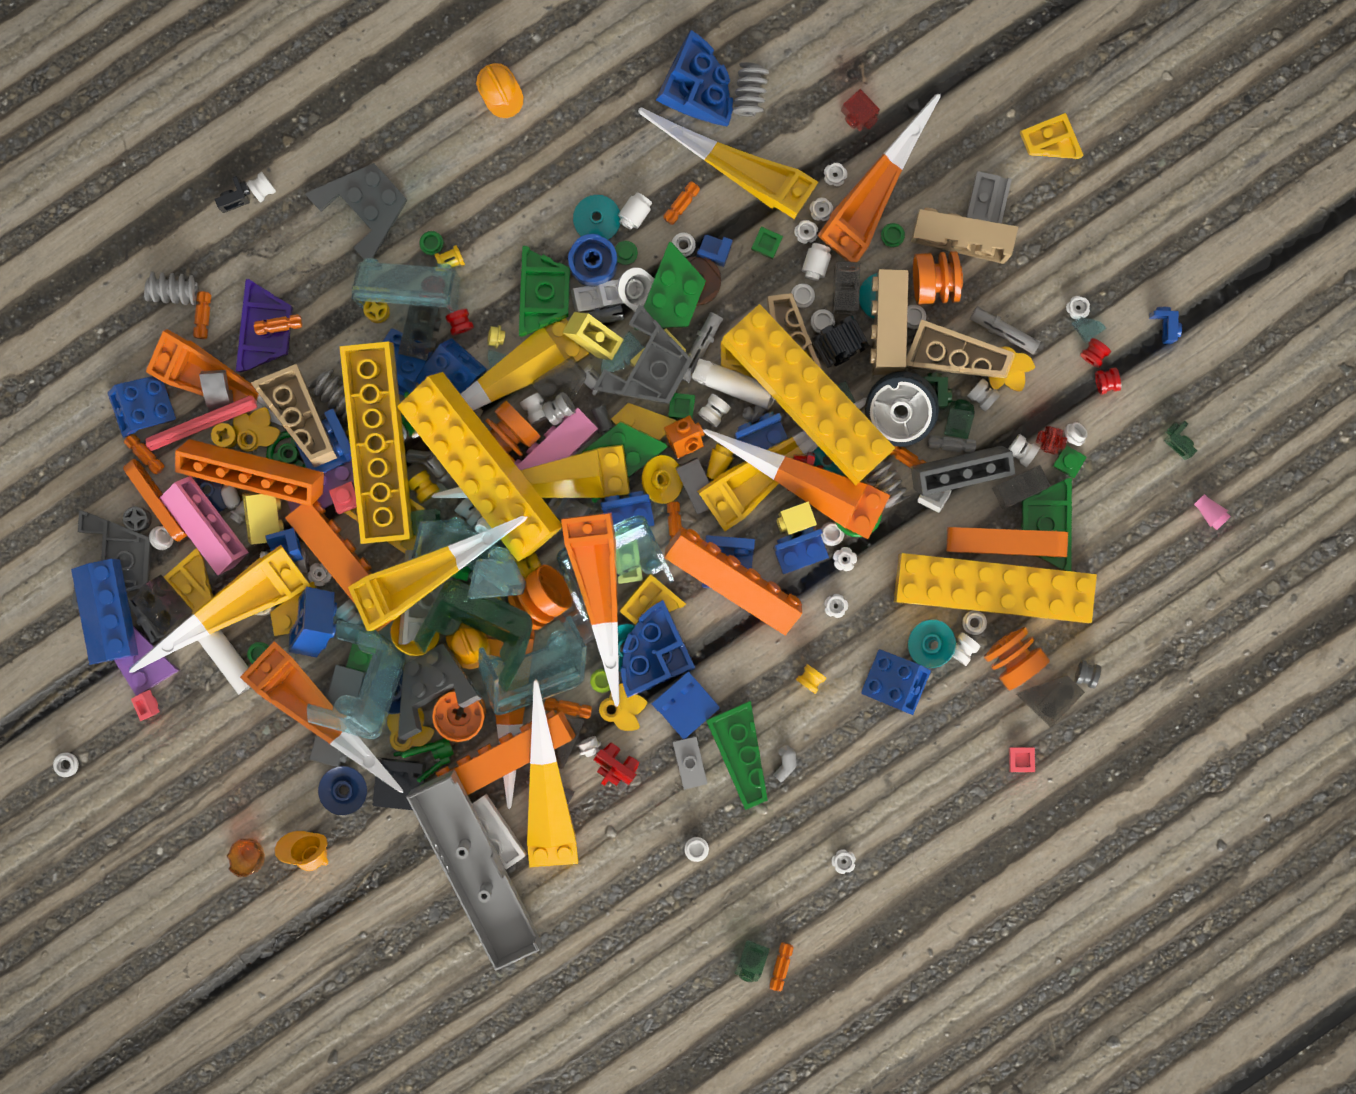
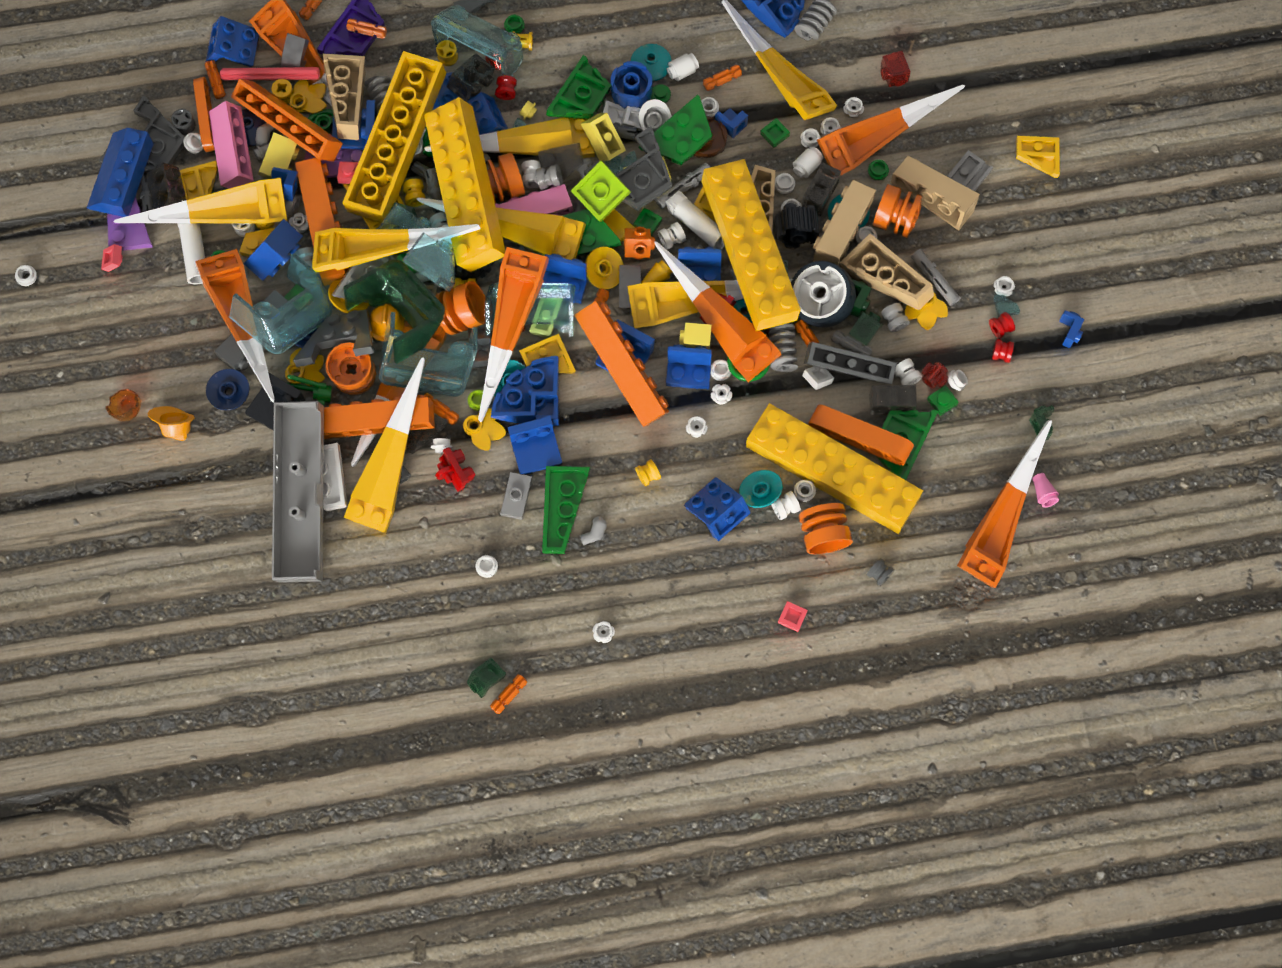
camera: 25 degrees right, 15 degrees down
(623, 404) = (601, 191): none -> lime plate
(1052, 698) = (841, 579): clear smoke wing -> none
(1184, 590) = (992, 540): none -> orange plate

